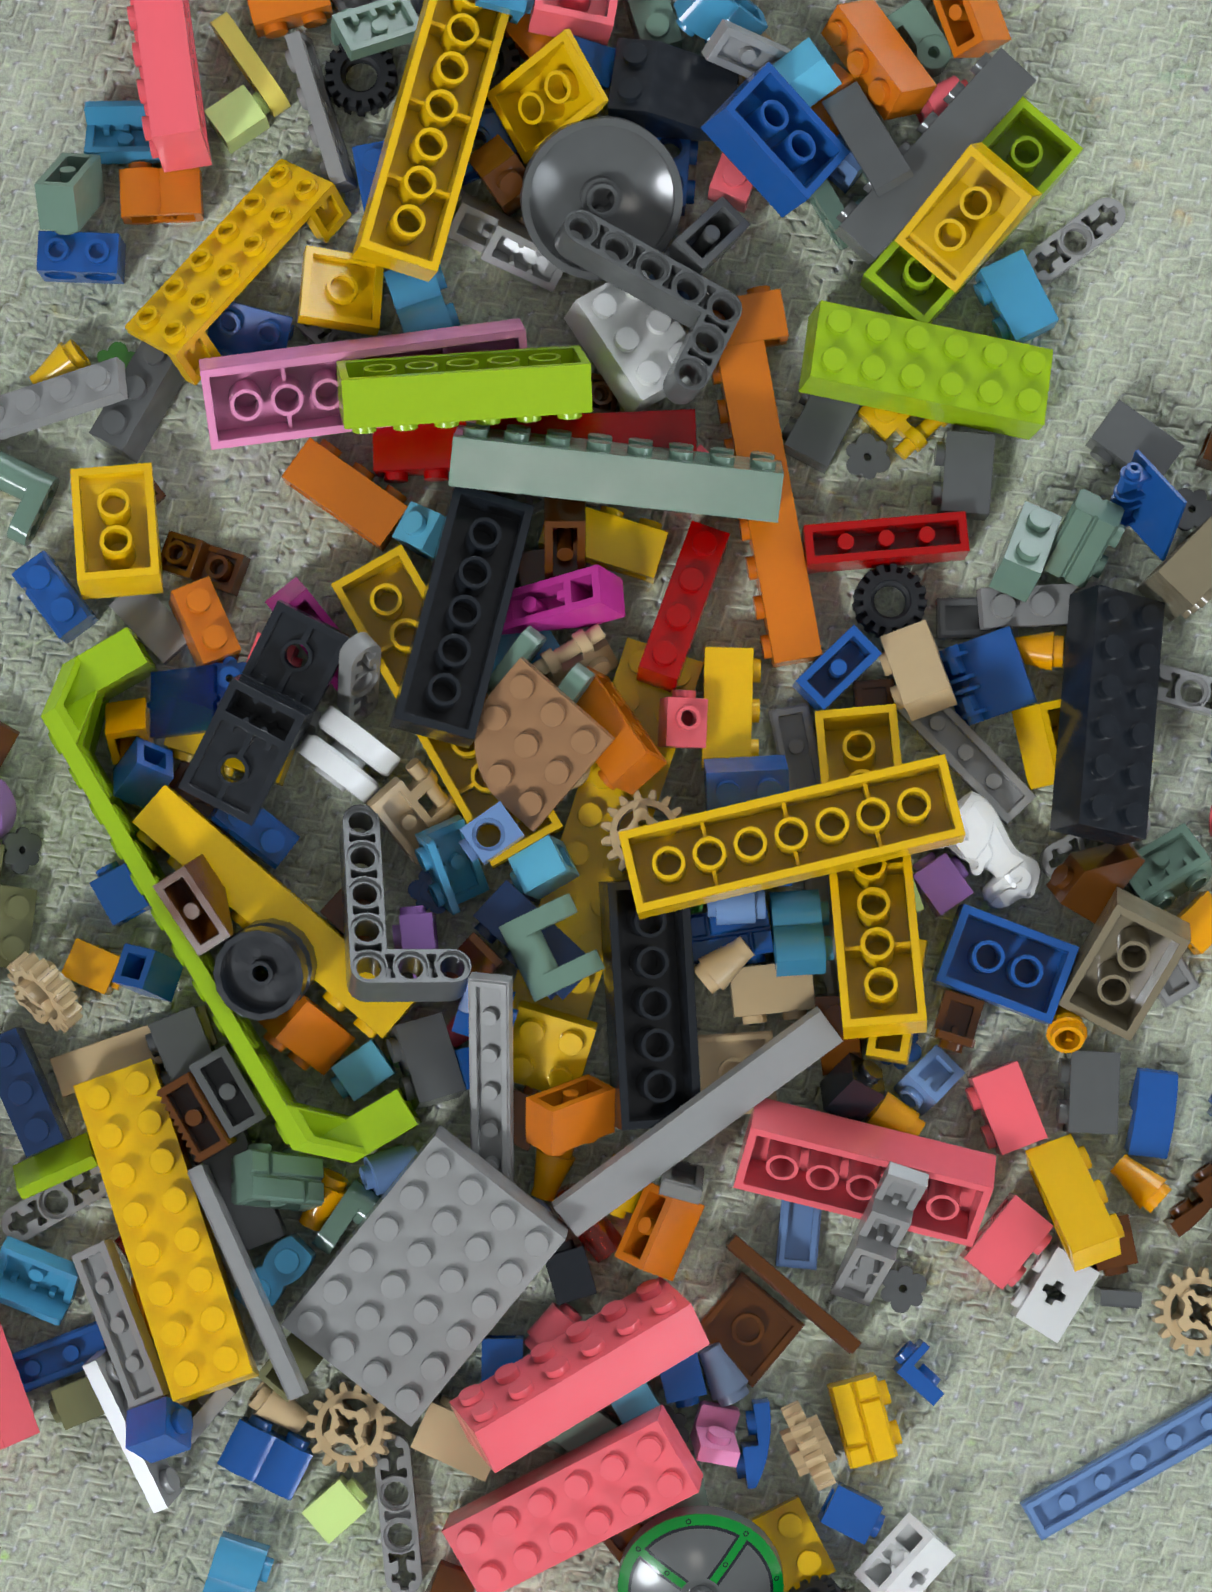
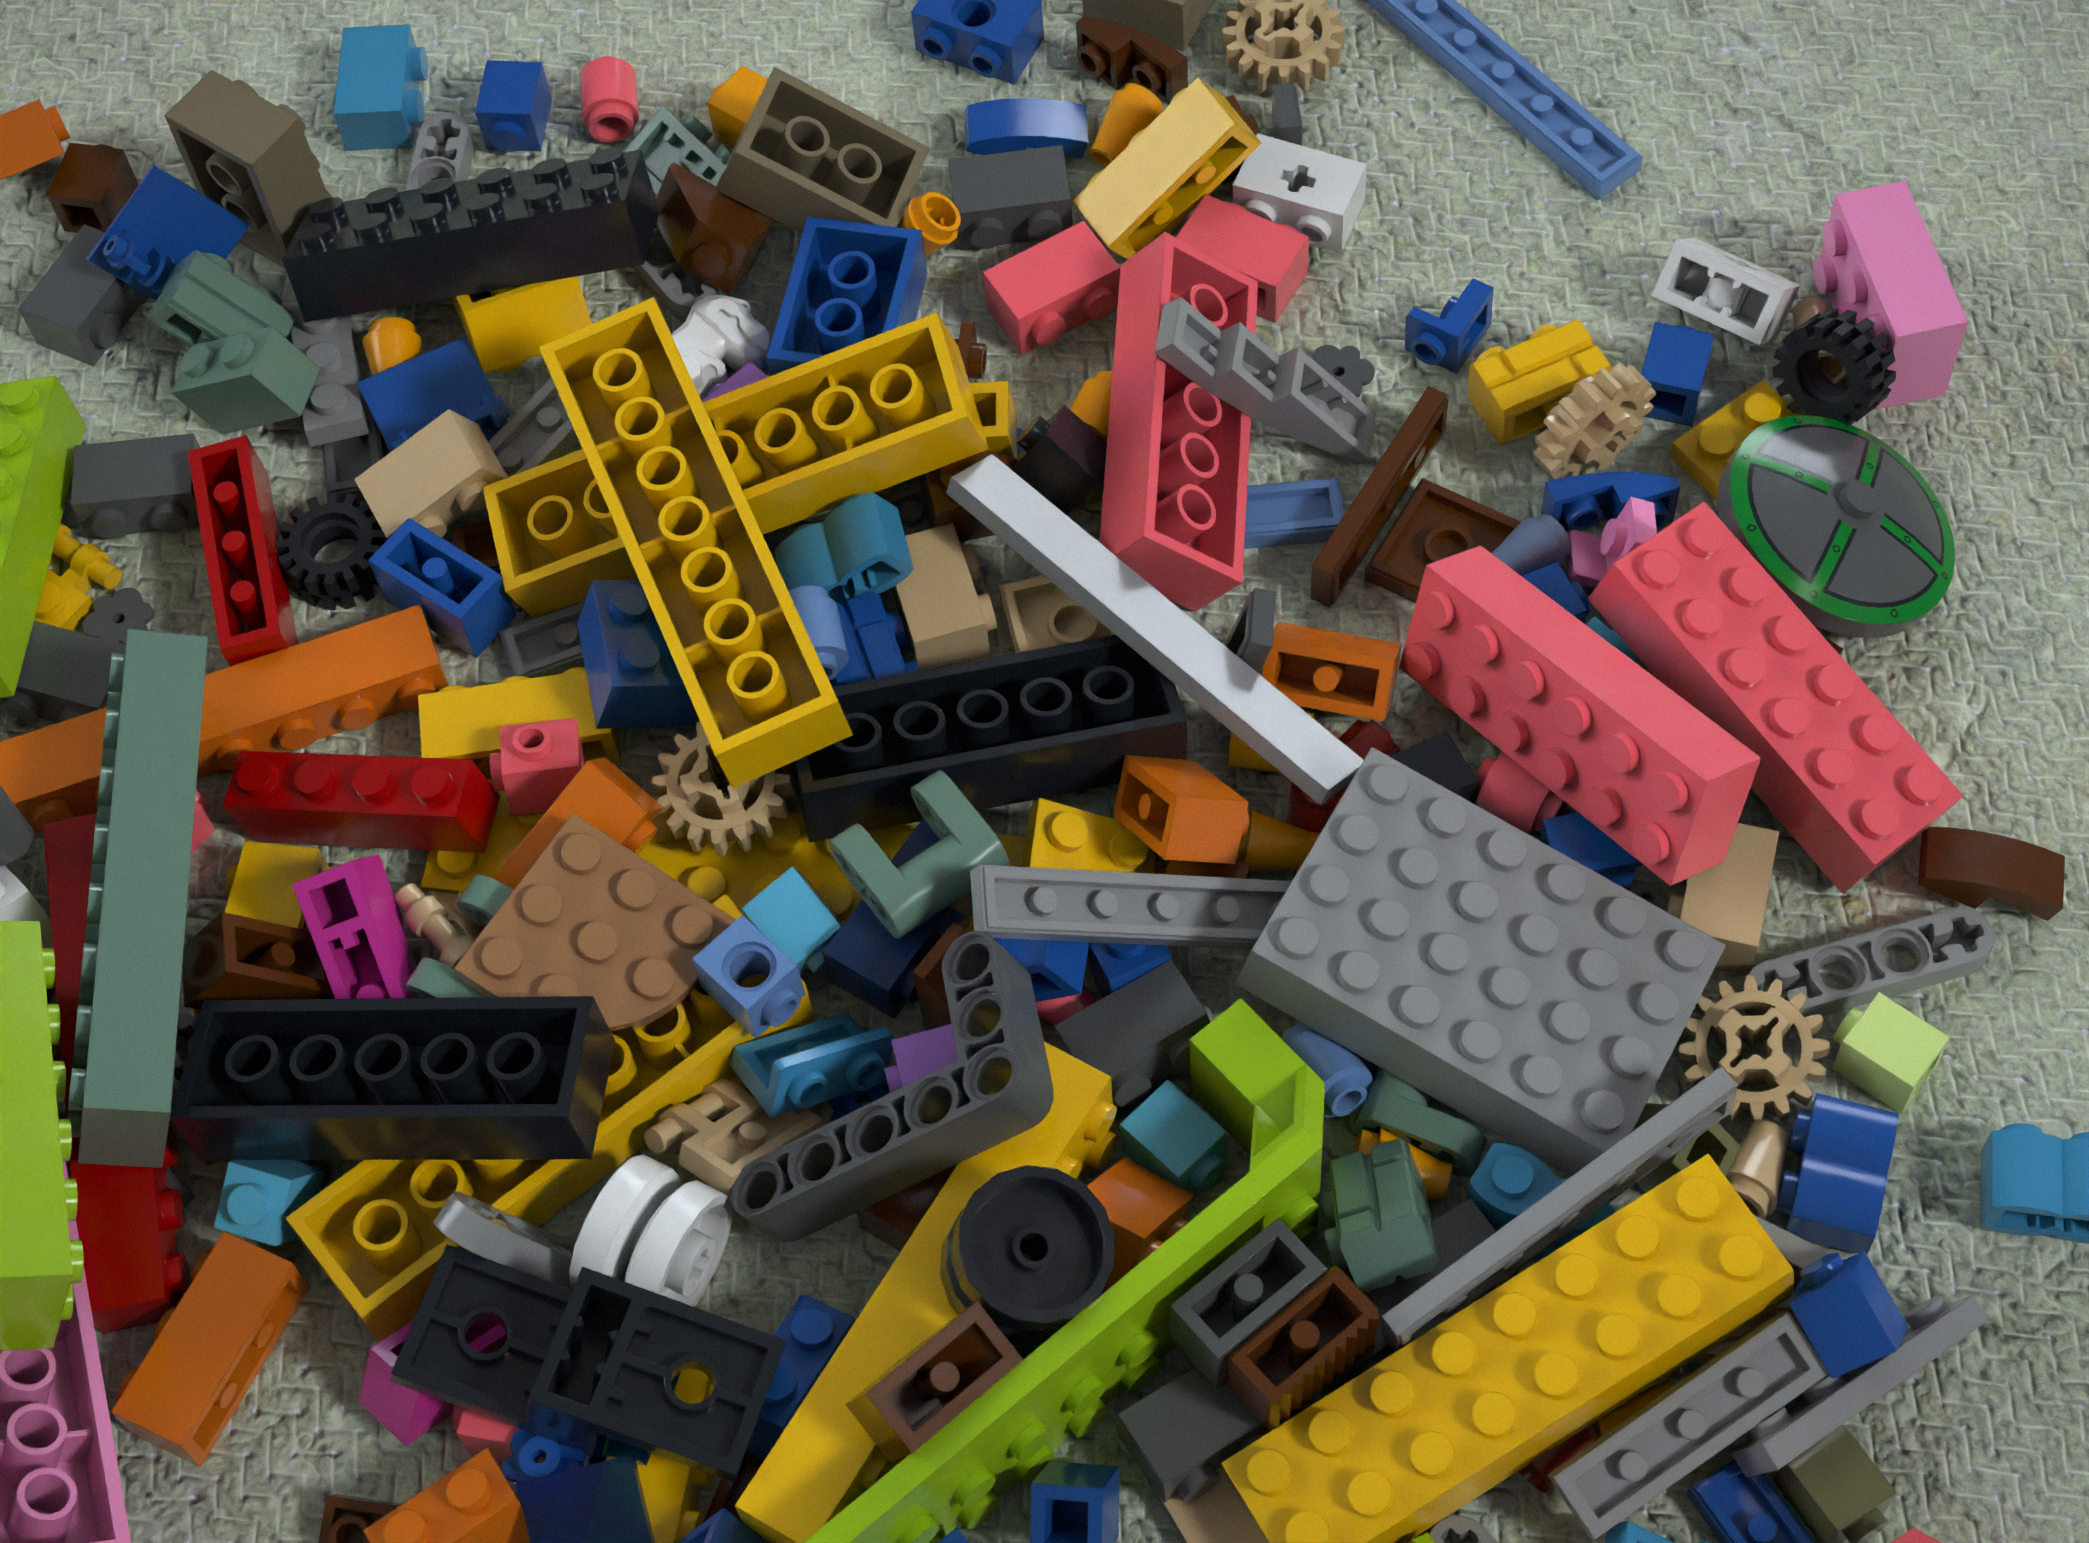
camera: 90 degrees left, 25 degrees down
(723, 964) = (907, 639): tan cone -> none
(928, 1080) = (1037, 380): medium blue bracket -> none

